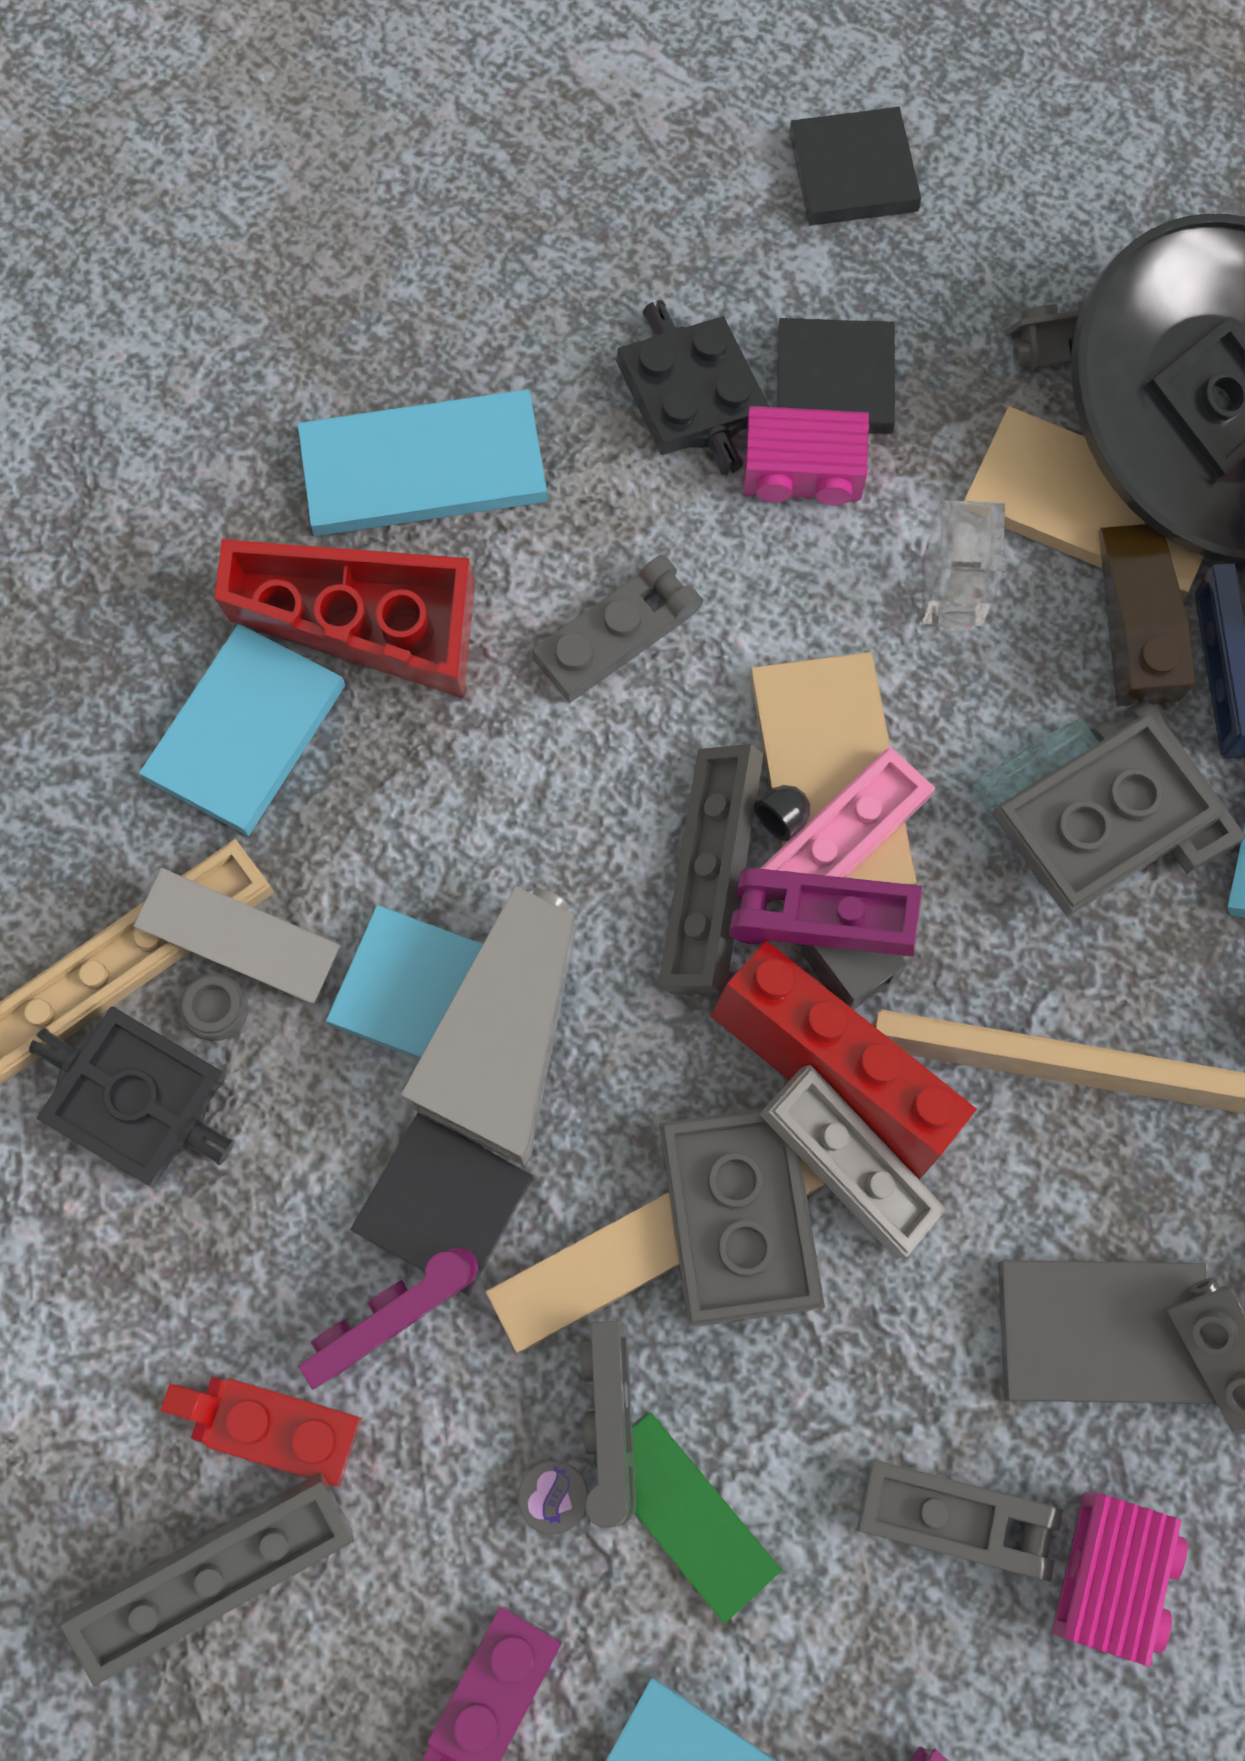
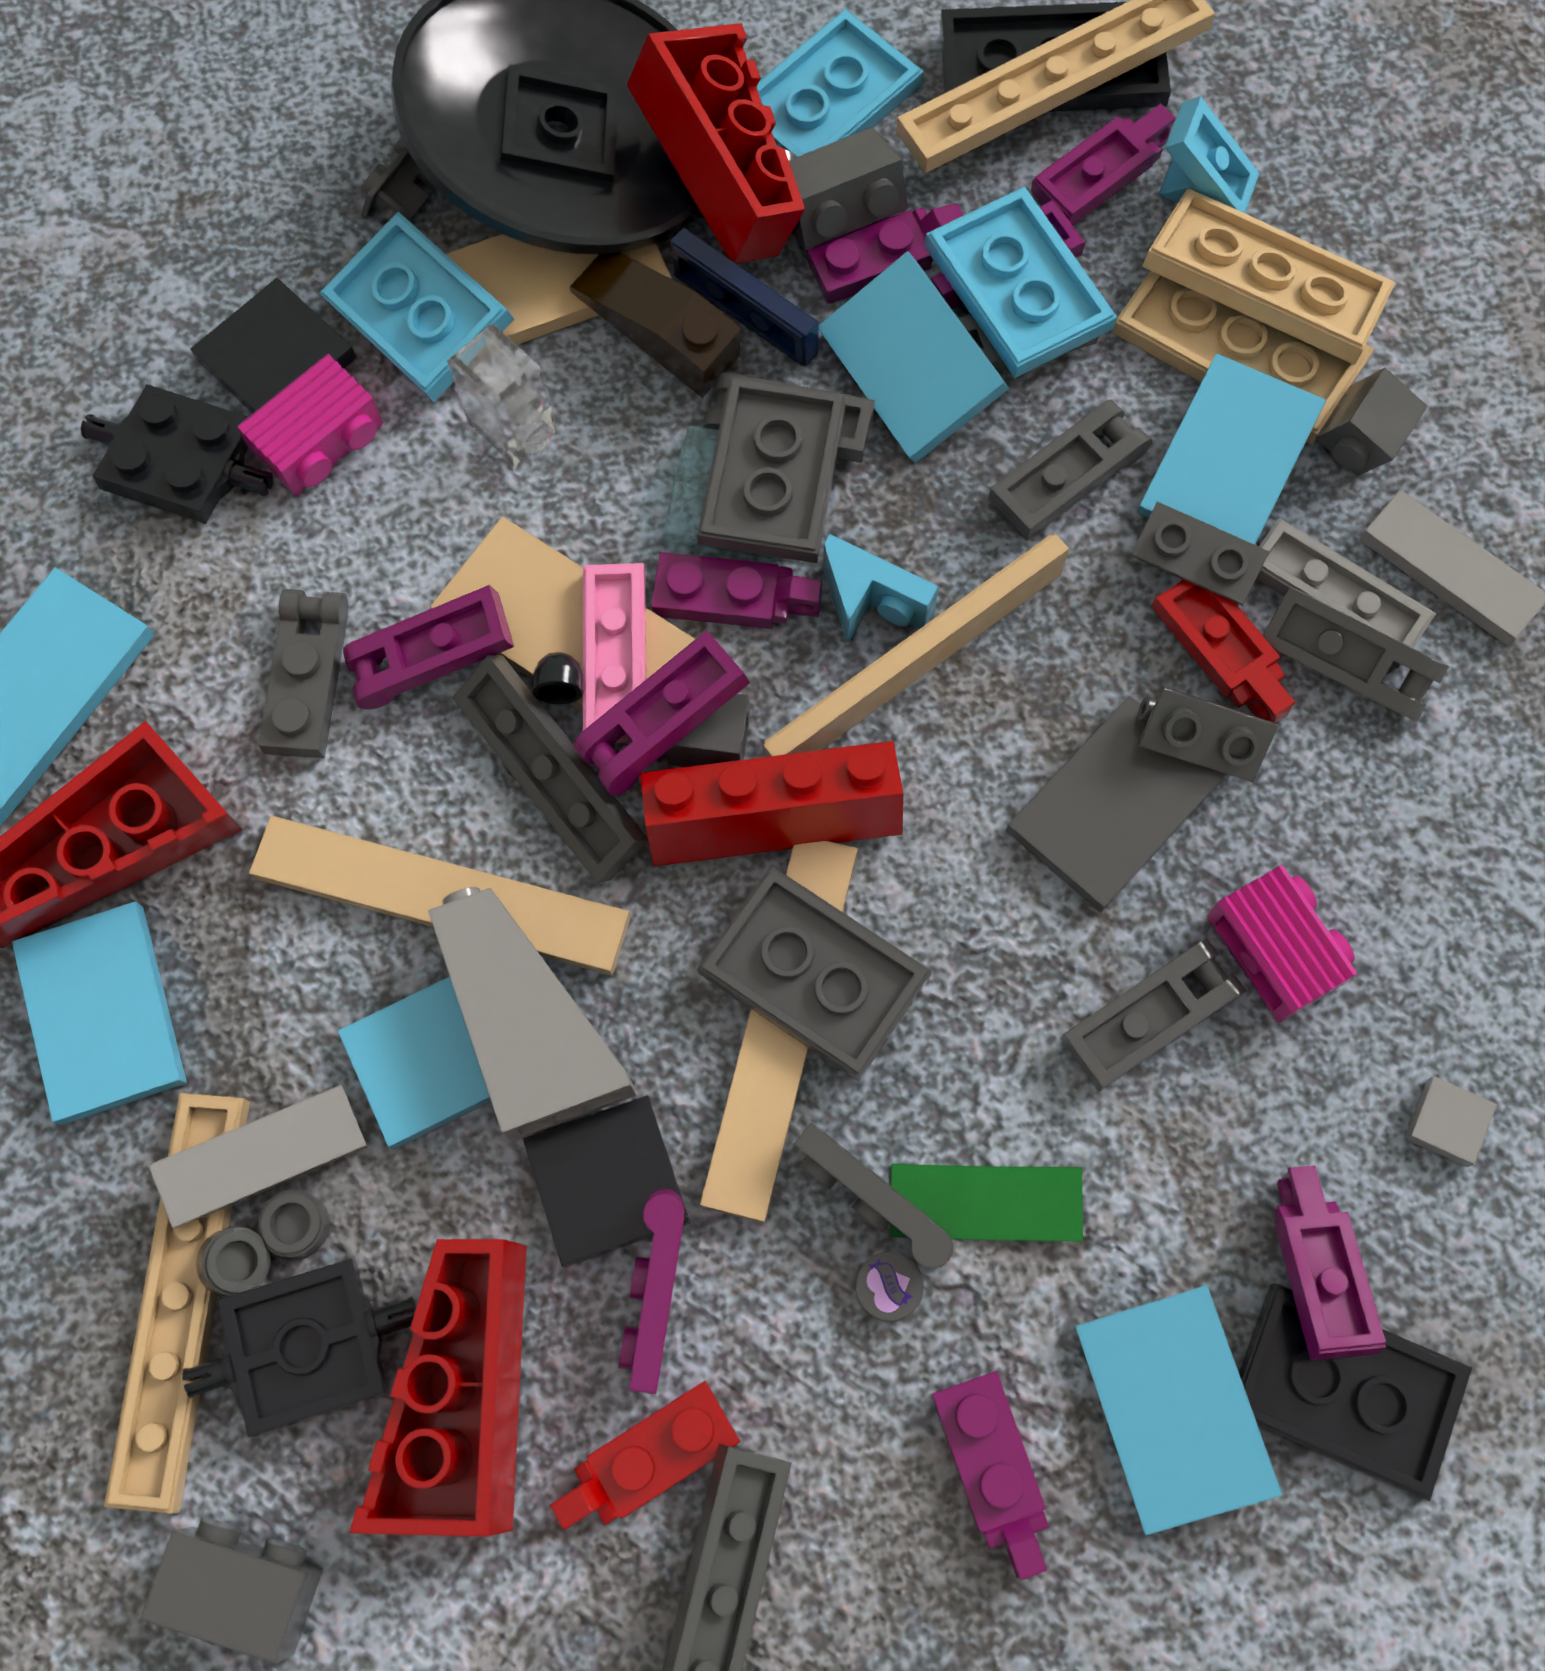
camera: 45 degrees left, 0 degrees up
(149, 990) = (233, 1261): none -> dark grey tile
(169, 1256) = (456, 1401): none -> red wedge
(534, 858) = (411, 884): none -> tan tile
(719, 696) = (427, 646): none -> magenta plate
(853, 1162) = (848, 860): light grey tile -> none
(854, 166) = (130, 195): black tile -> none
(972, 433) = (413, 303): none -> medium azure tile
(982, 873) = (731, 591): none -> magenta hinge
(1089, 963) = (863, 580): none -> medium azure slope

